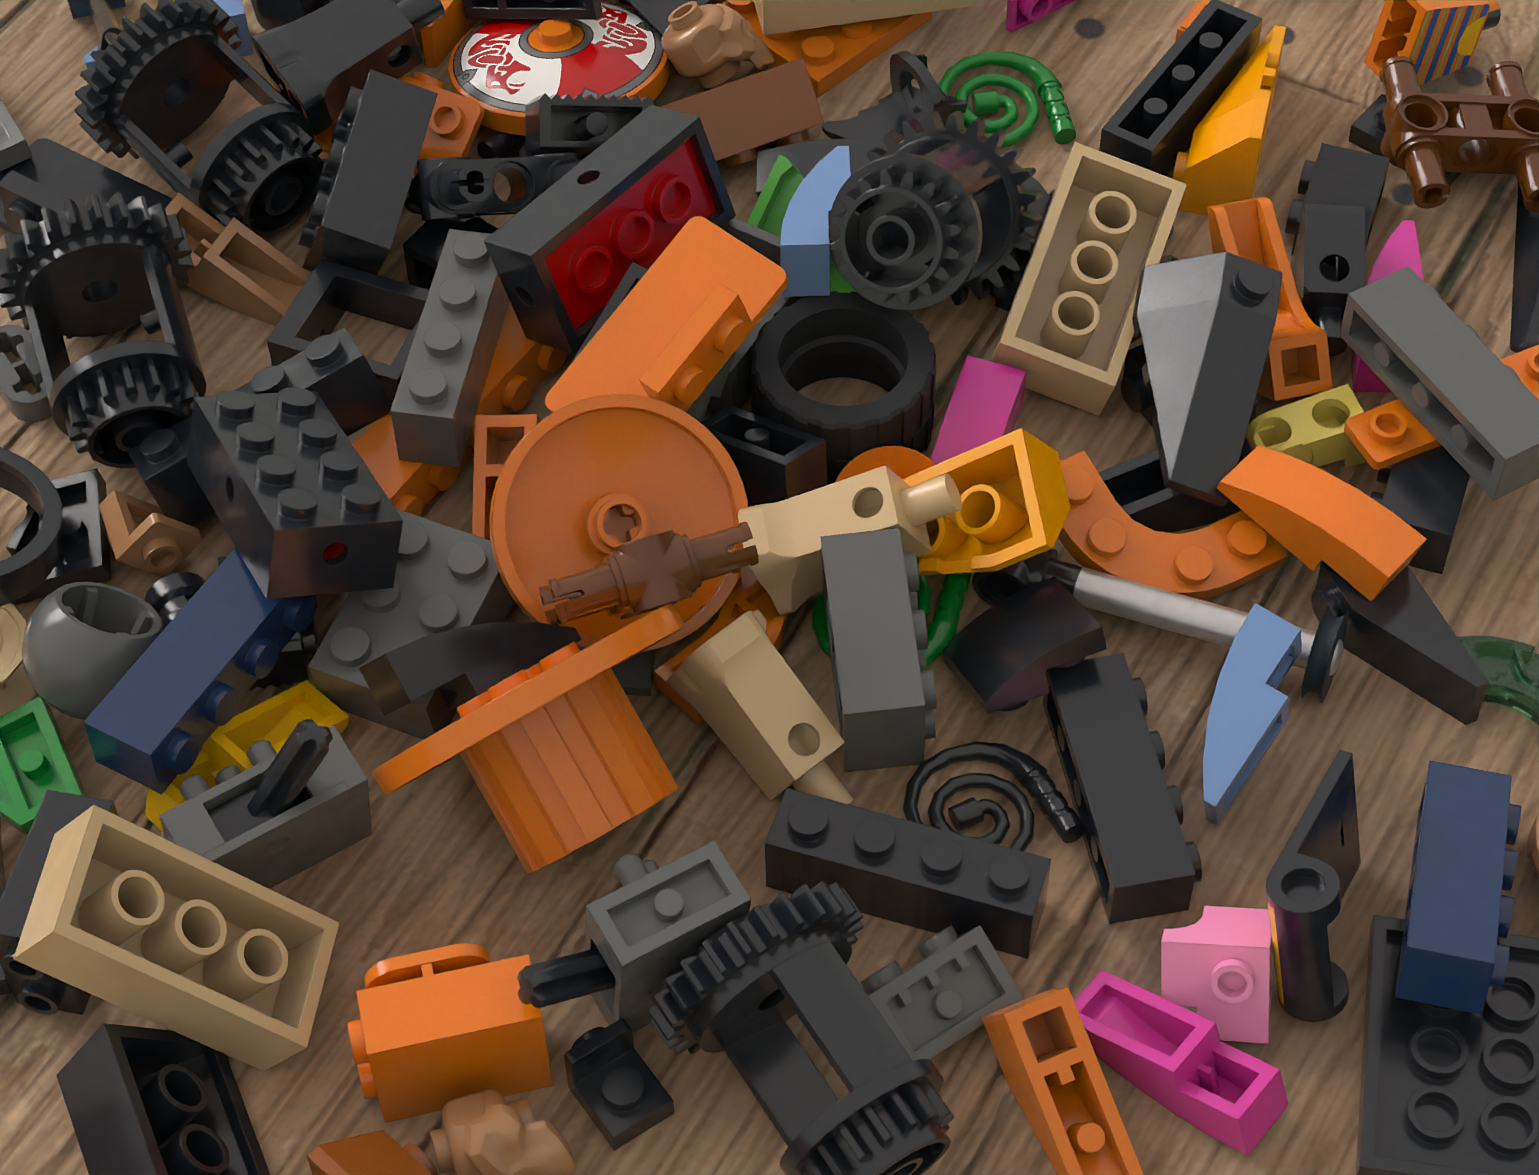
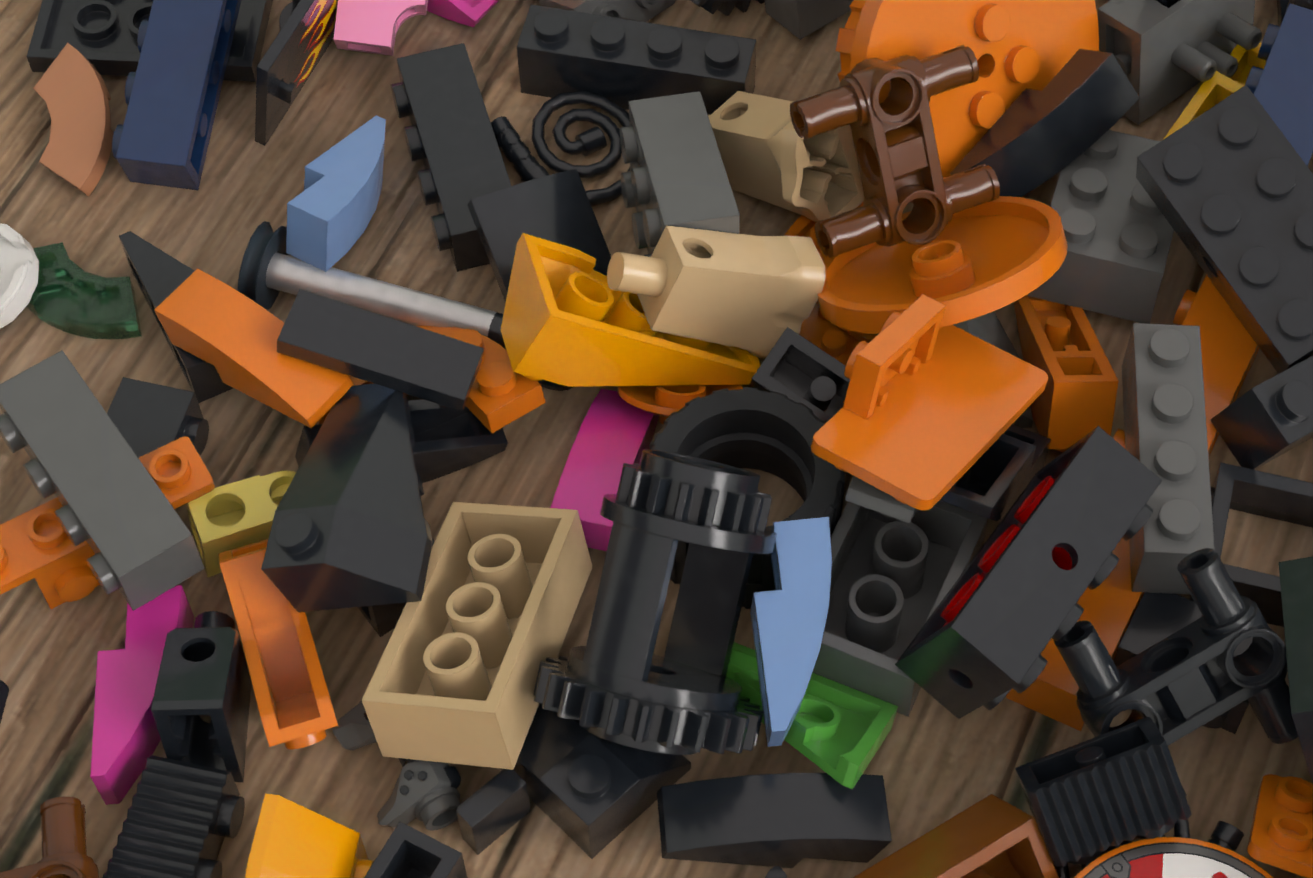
camera: 175 degrees right, 5 degrees up
(1191, 480) = (380, 350): none -> black tile

